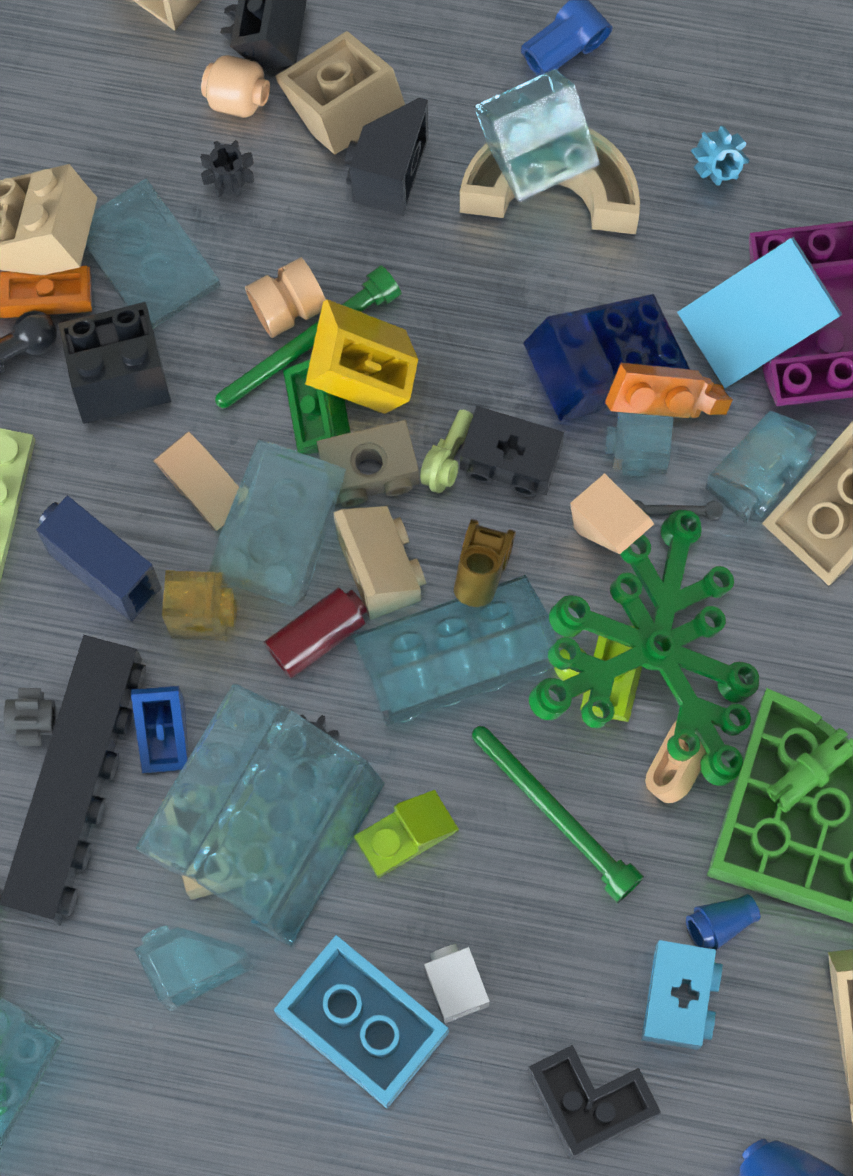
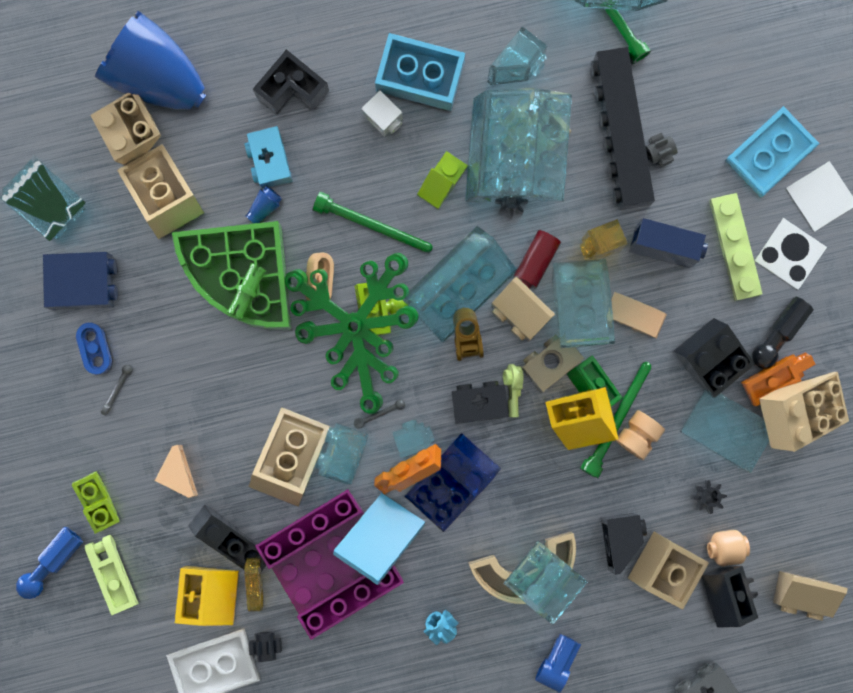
camera: 155 degrees right, 10 degrees up
(160, 728) = (591, 174): blue slope -> none
(608, 516) = (409, 384): light nougat slope -> none

